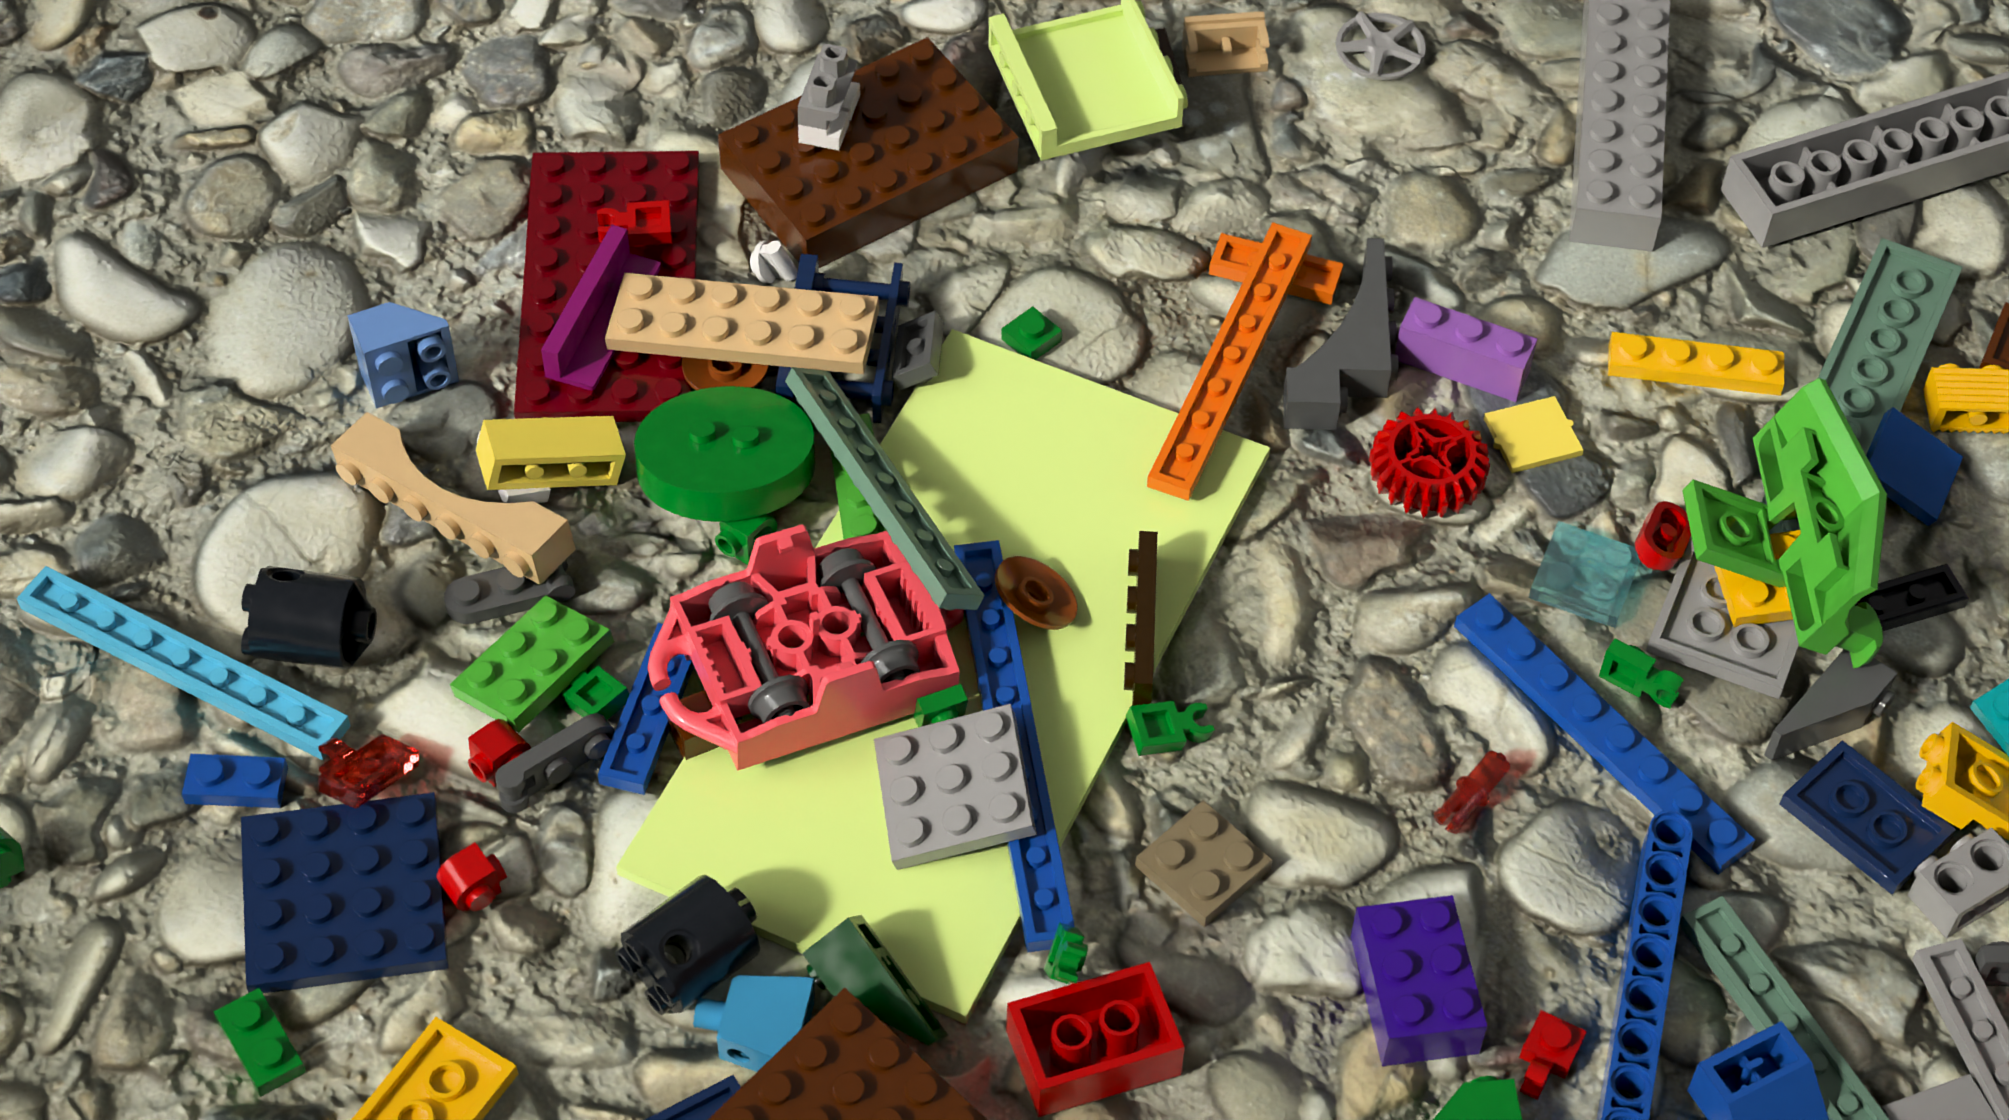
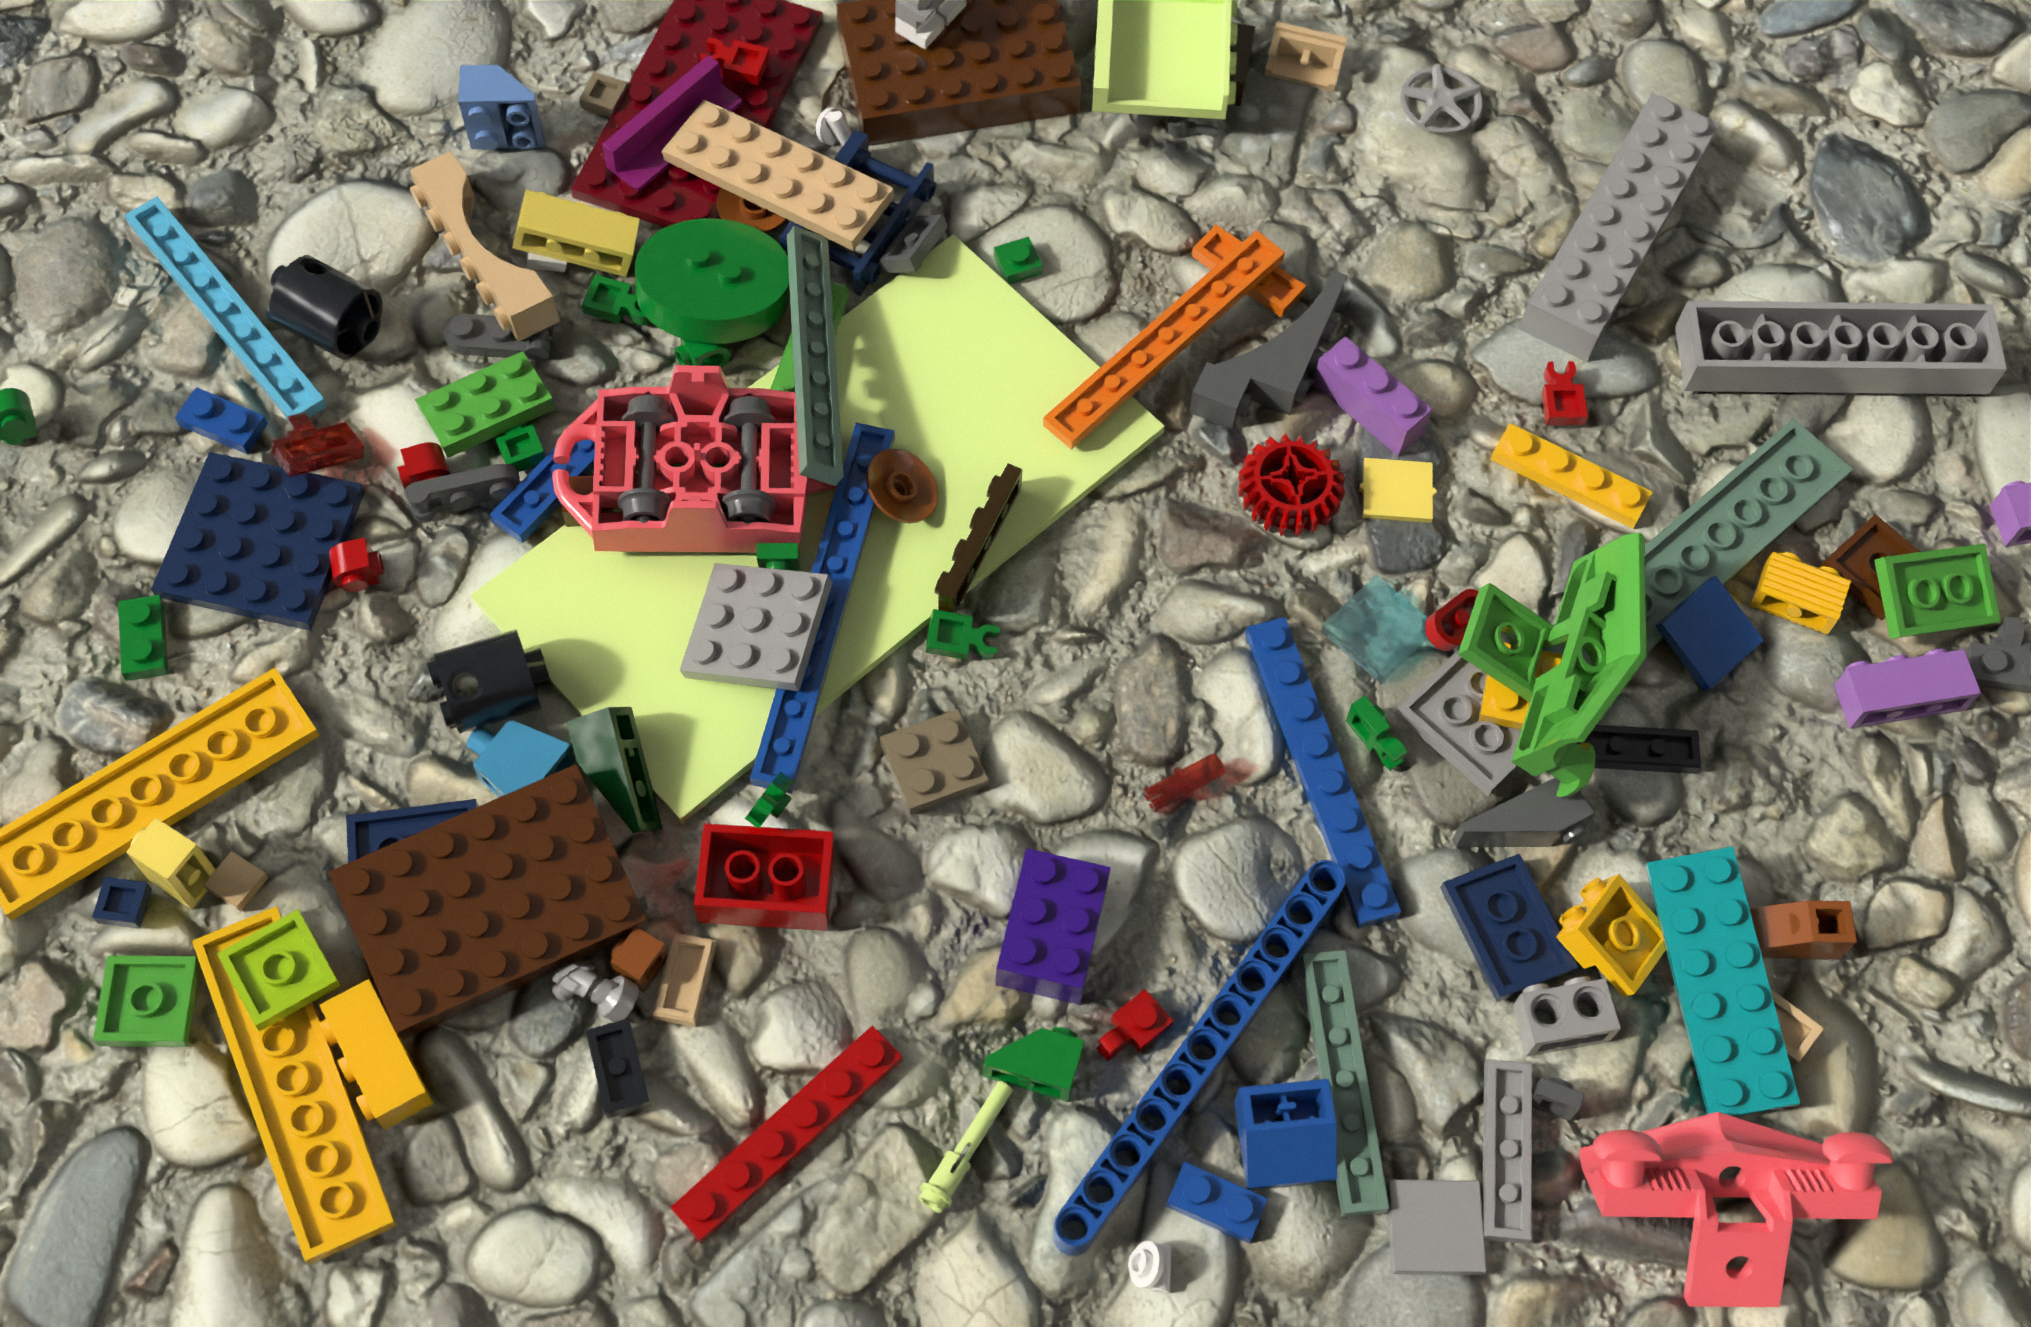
camera: 20 degrees right, 10 degrees up
(501, 305) = (603, 94): none -> dark tan plate
(618, 511) = (612, 300): none -> green plate
(1131, 150) = (1180, 126): none -> dark grey hand
(1650, 293) = (1562, 400): none -> red plate

